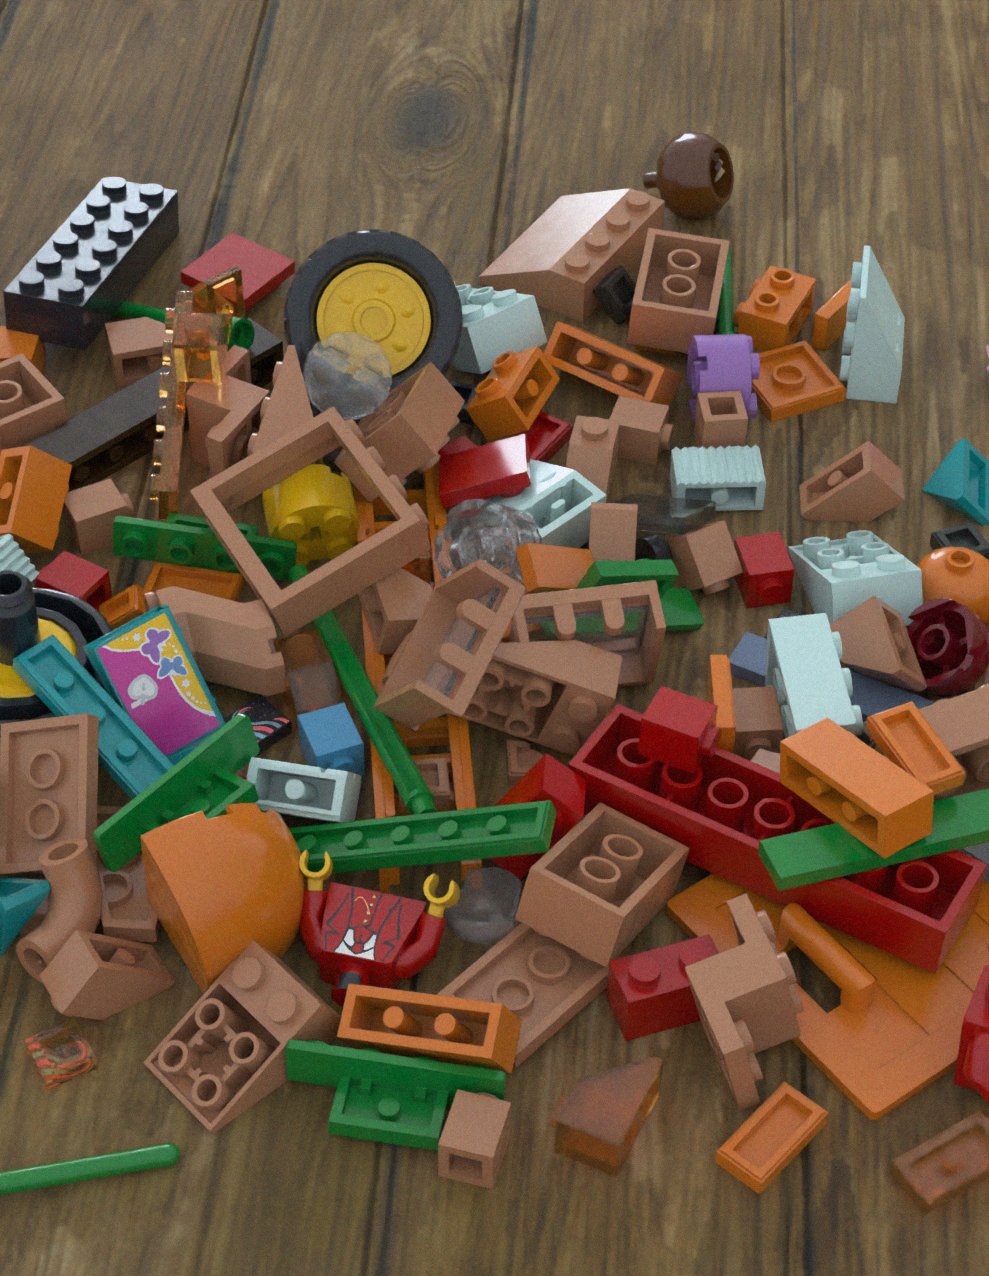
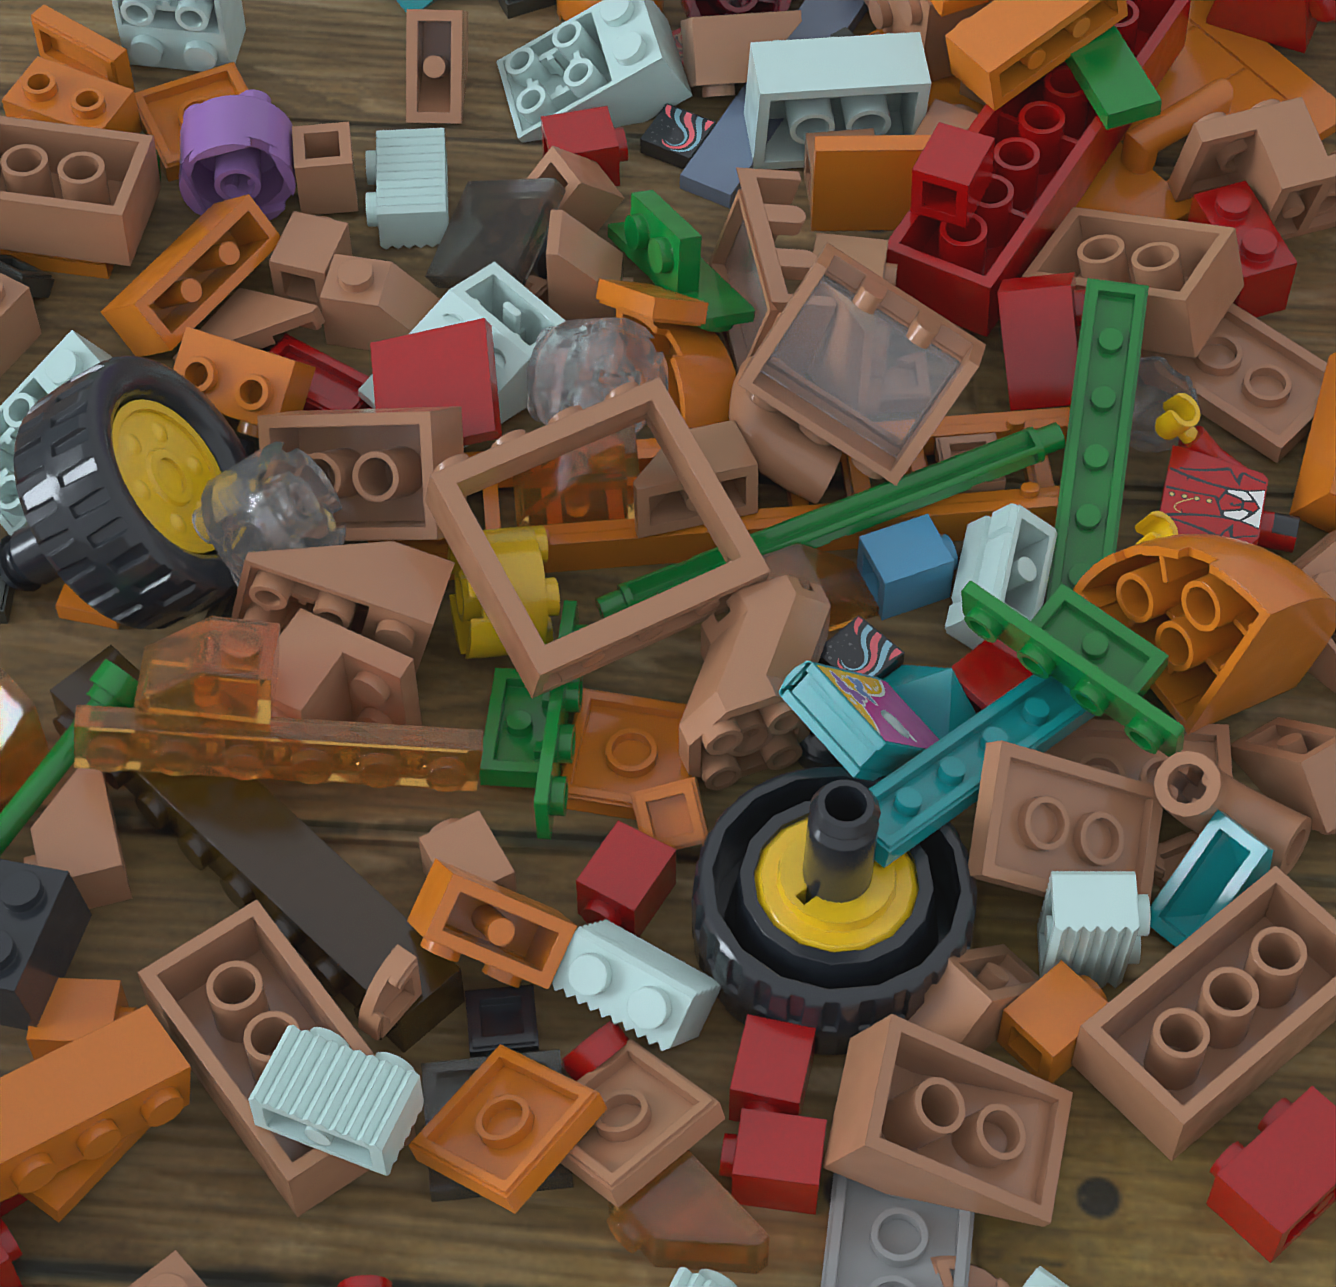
camera: 90 degrees left, 10 degrees up
(576, 400) = (256, 317): none -> nougat tile

